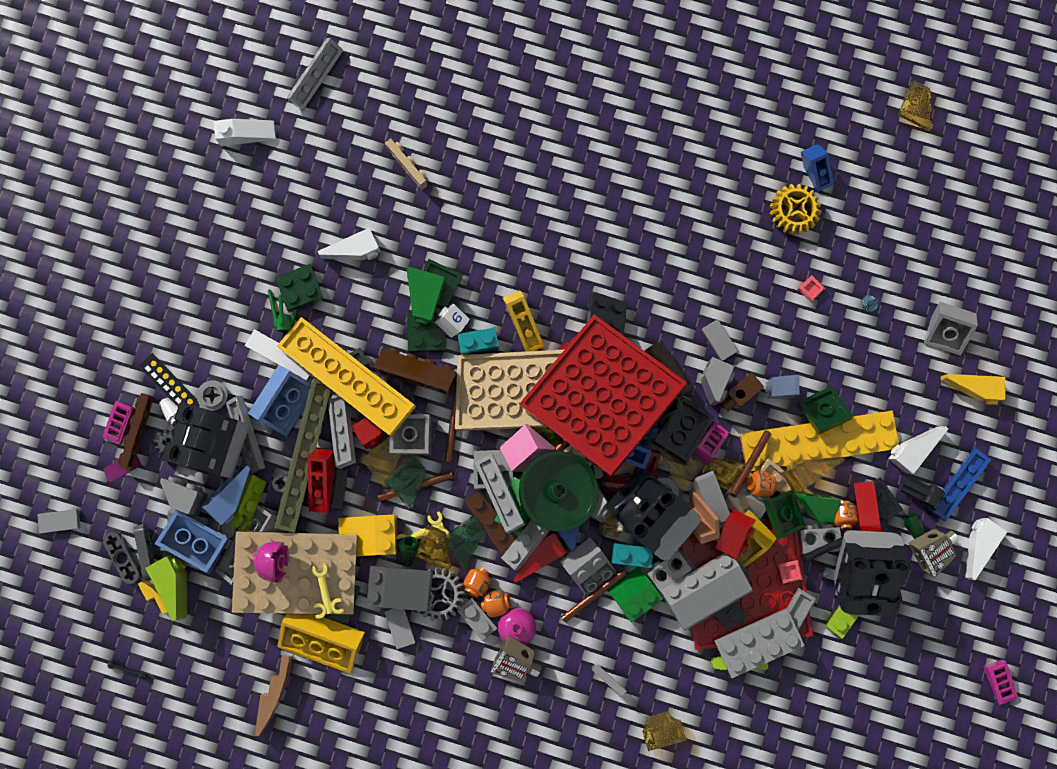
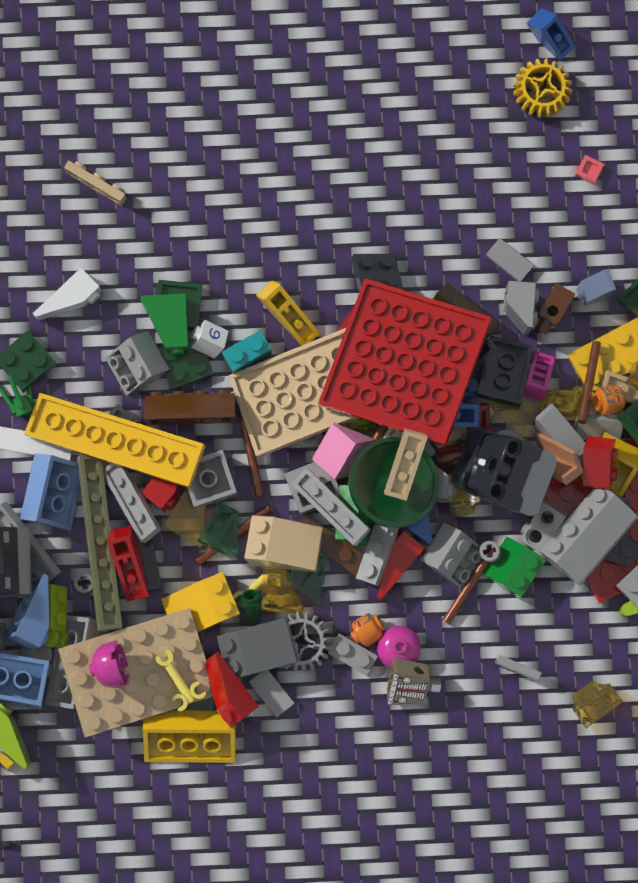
camera: 25 degrees left, 0 degrees up
(270, 701) = (159, 823): medium nougat slope -> none
(362, 620) = (229, 694): none -> red slope
(387, 319) = (137, 363): none -> light grey slope
(451, 509) = (283, 544): none -> tan slope
(477, 582) = (338, 614): orange head -> none
(572, 480) = (405, 464): none -> tan plate
(615, 570) = (484, 547): none -> light grey bush
(631, 555) = (496, 526): teal brick -> none

